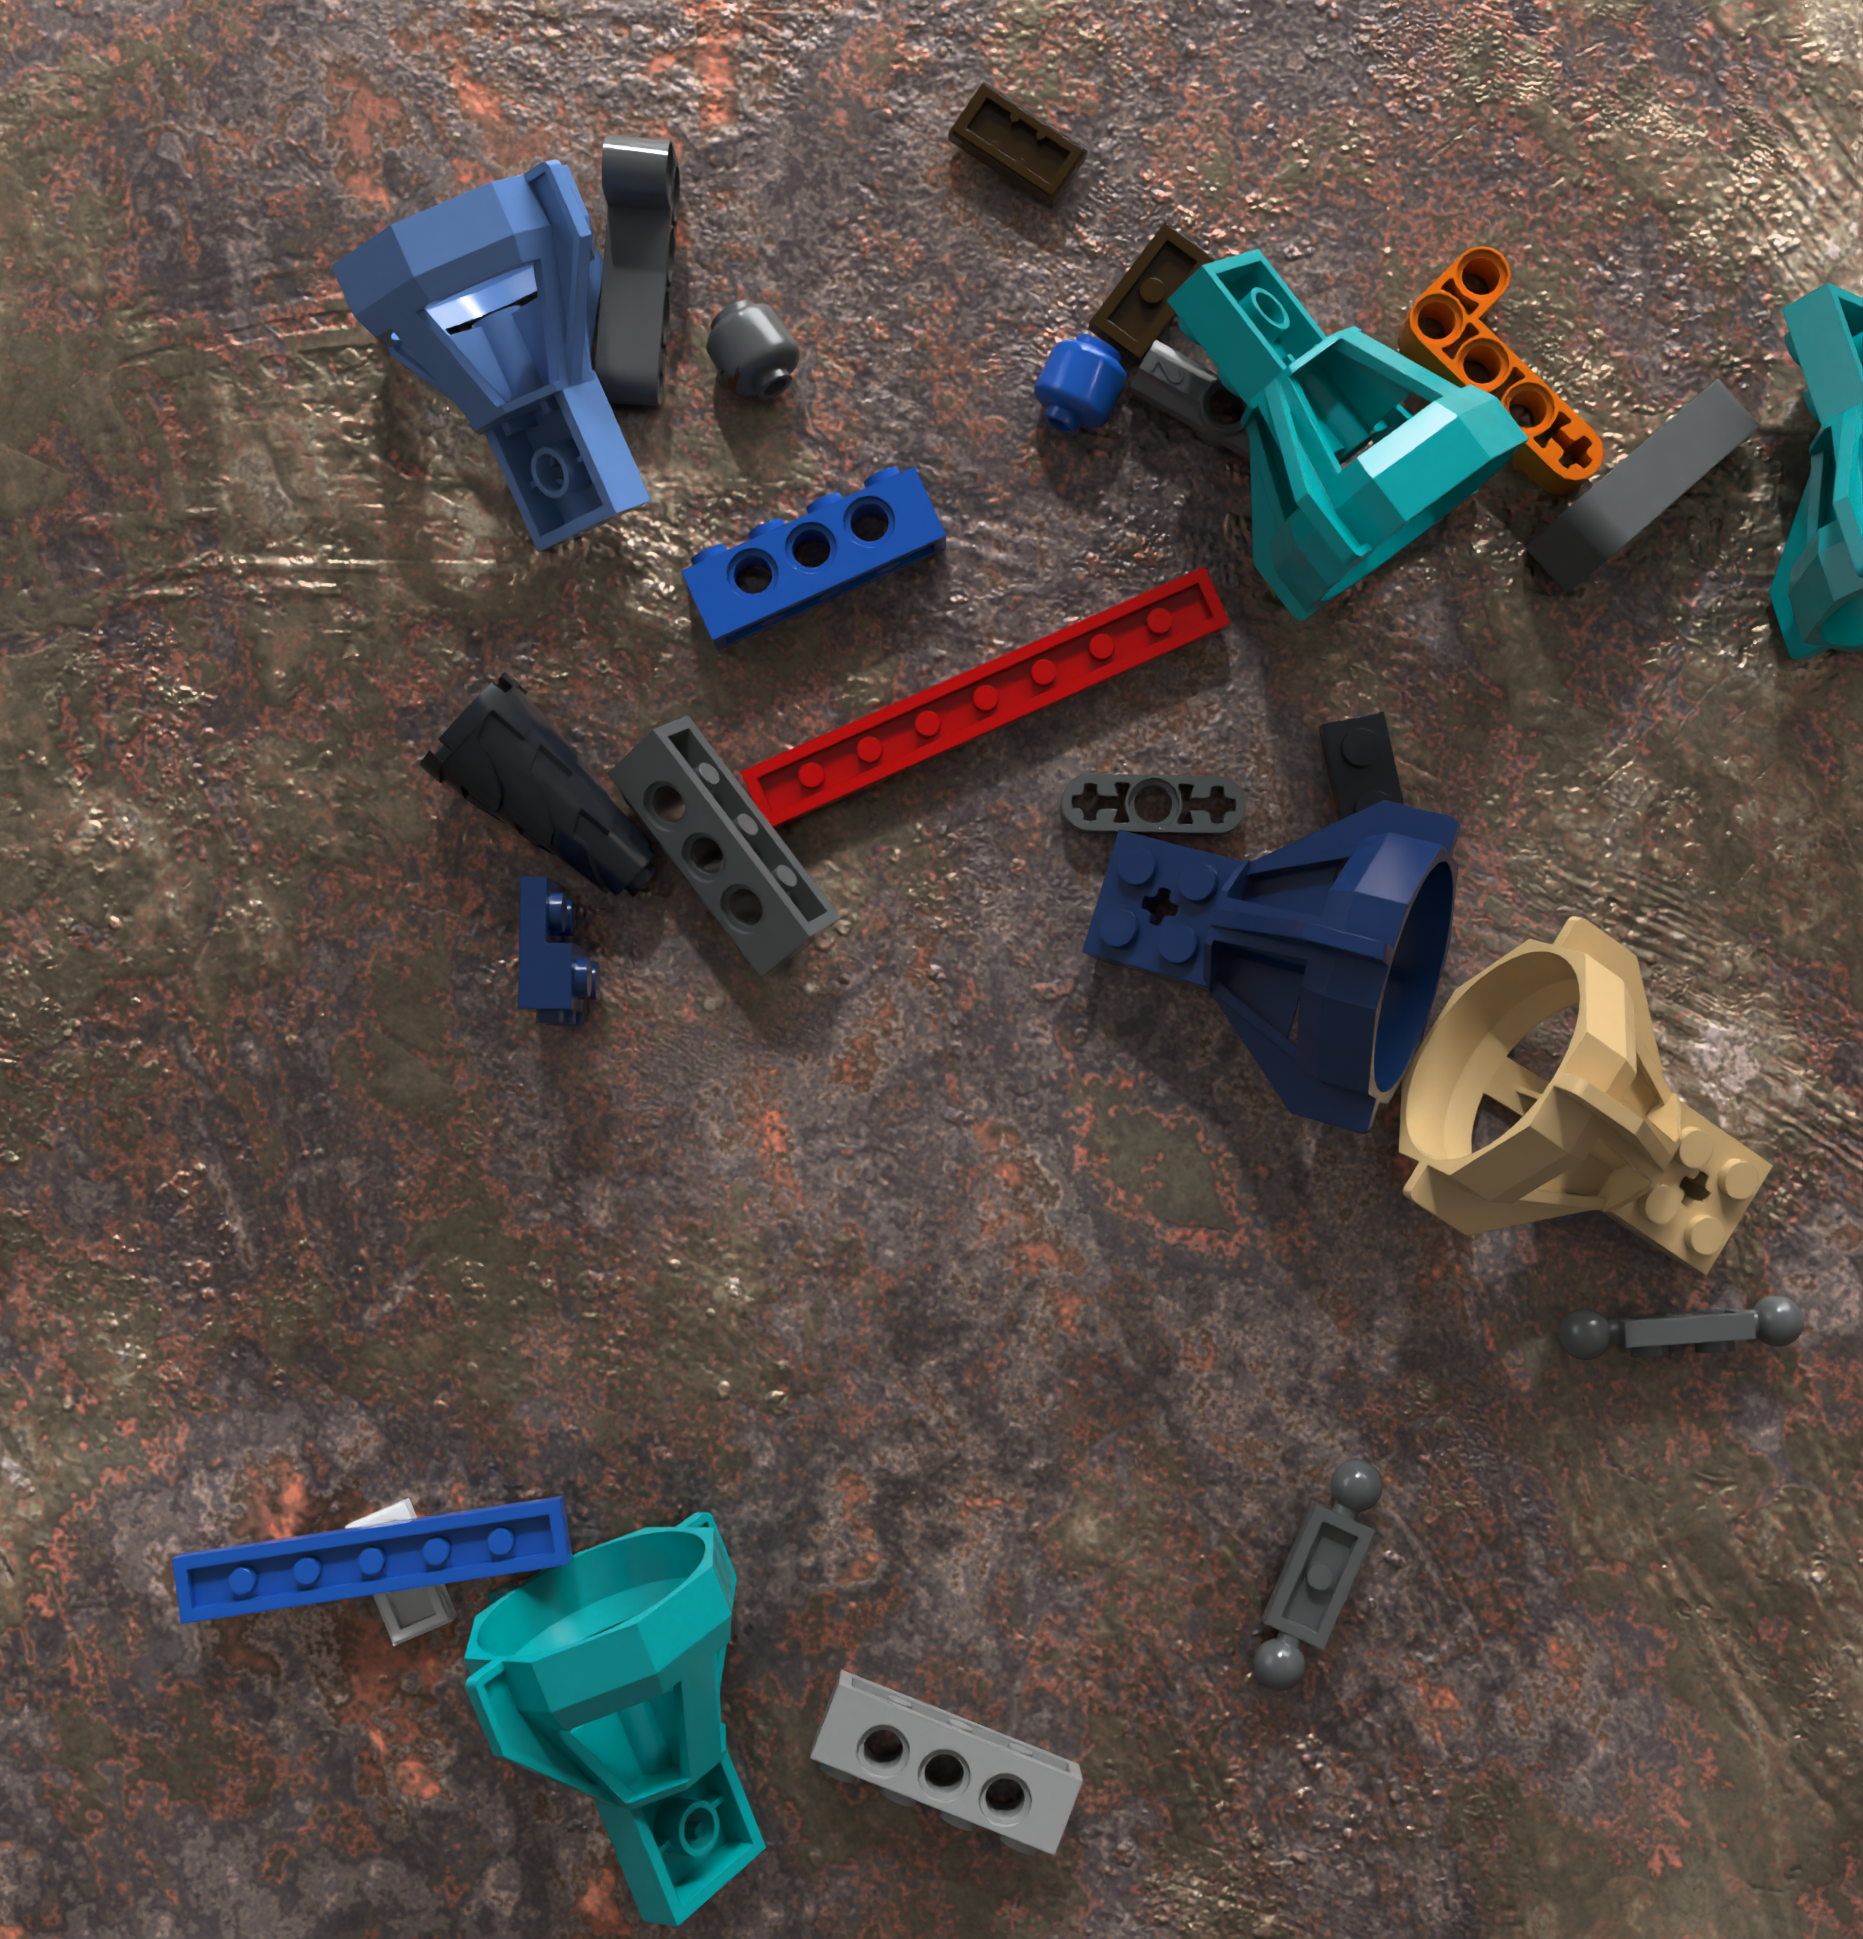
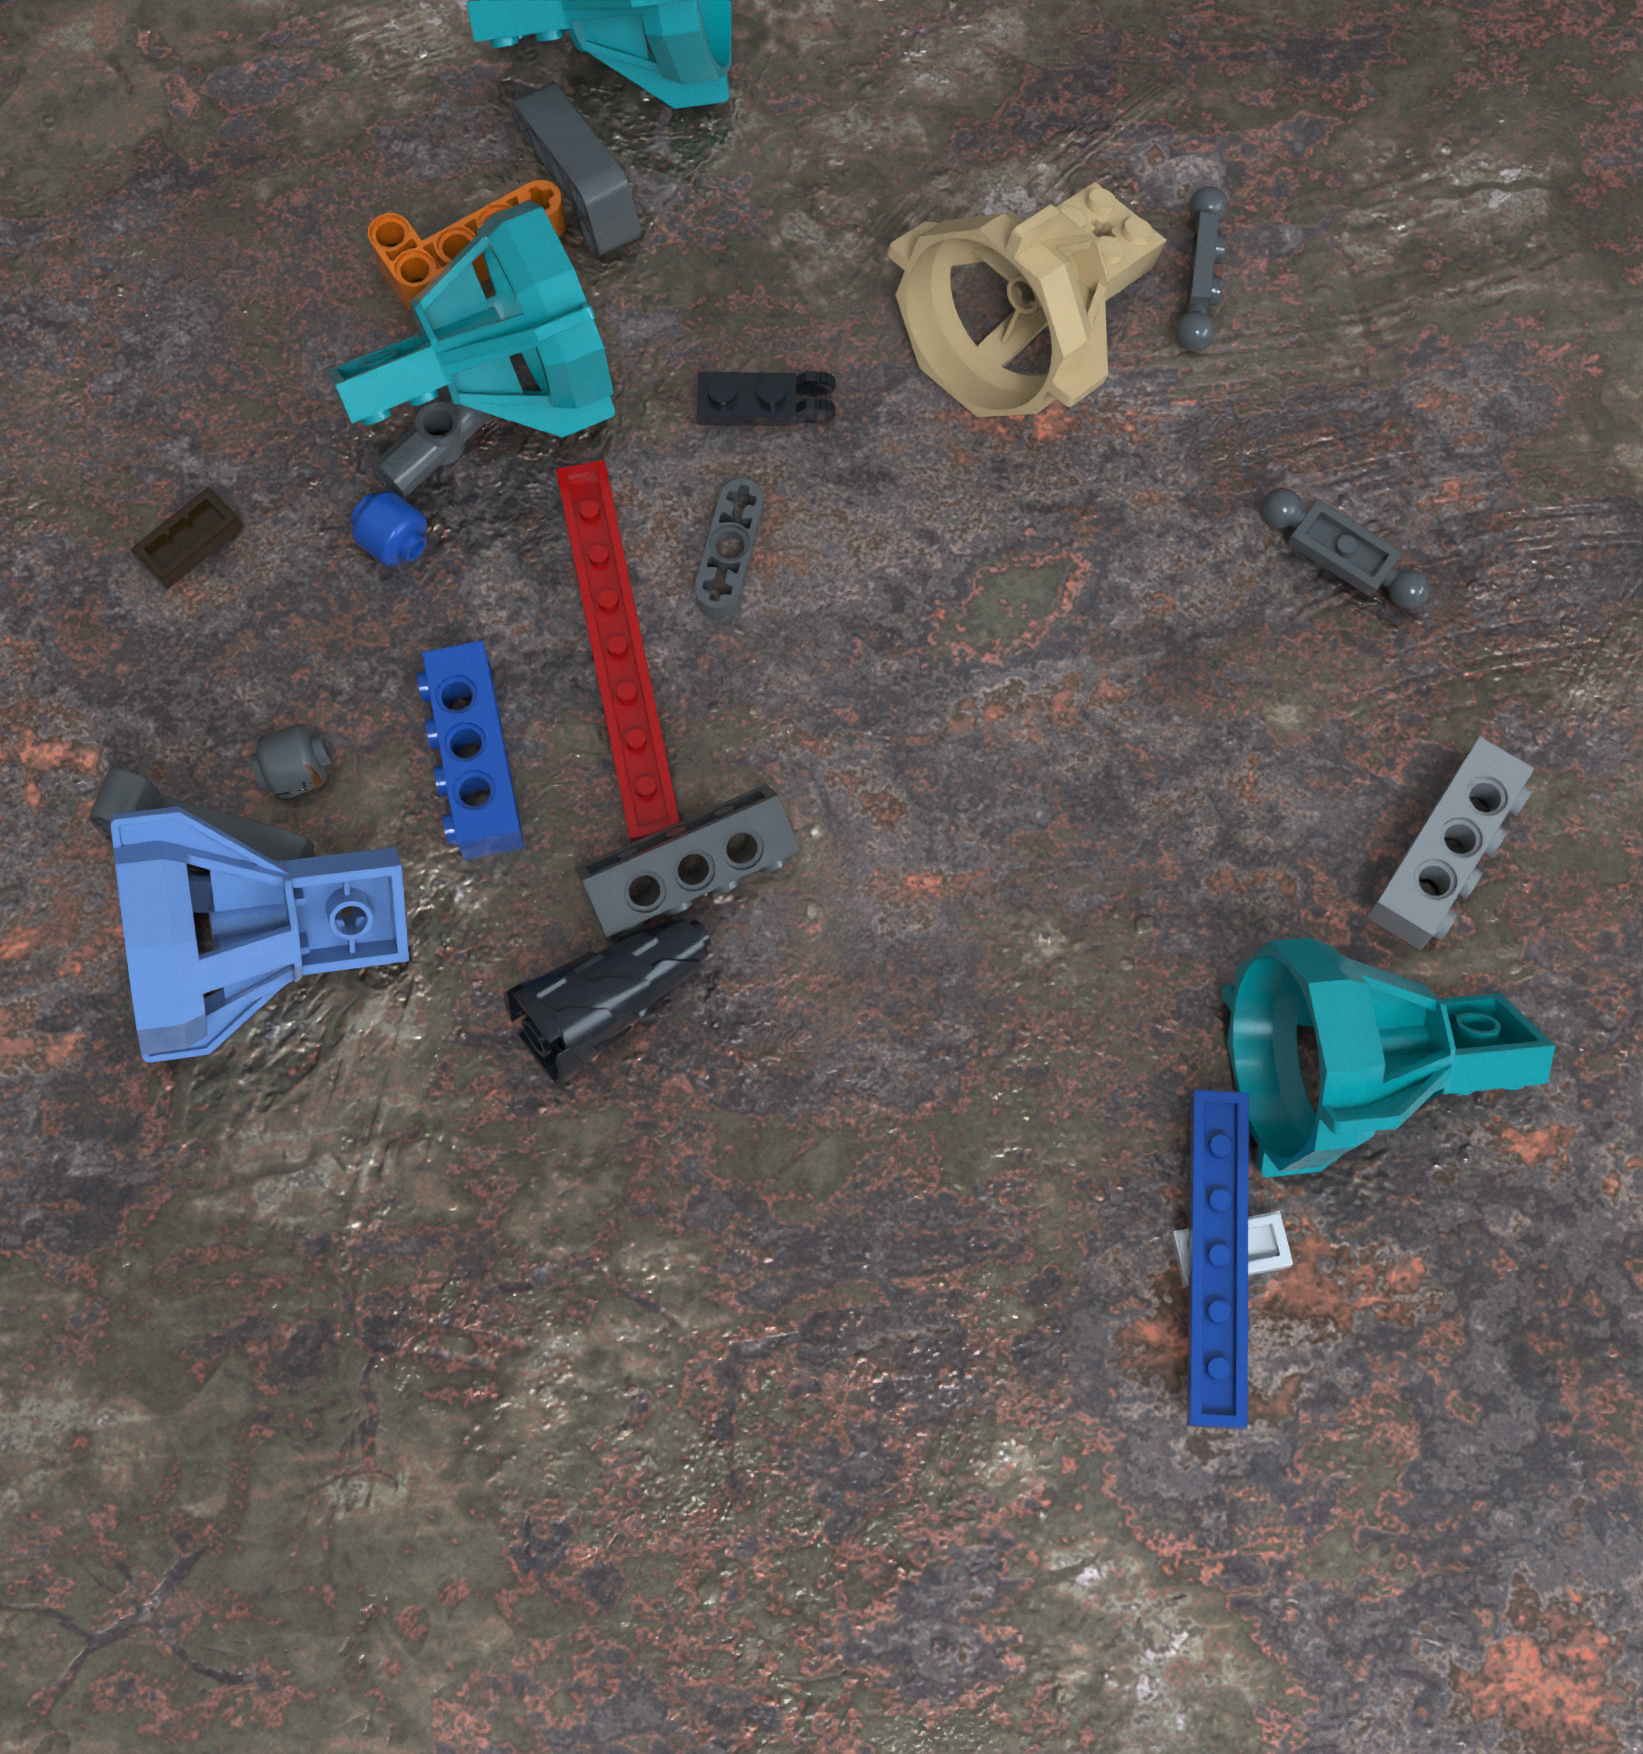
camera: 80 degrees left, 15 degrees down
(553, 975) = (760, 1010): dark blue plate -> none
(1138, 307) = (332, 465): dark brown plate -> none
(1287, 934) = (852, 472): dark blue plate -> none

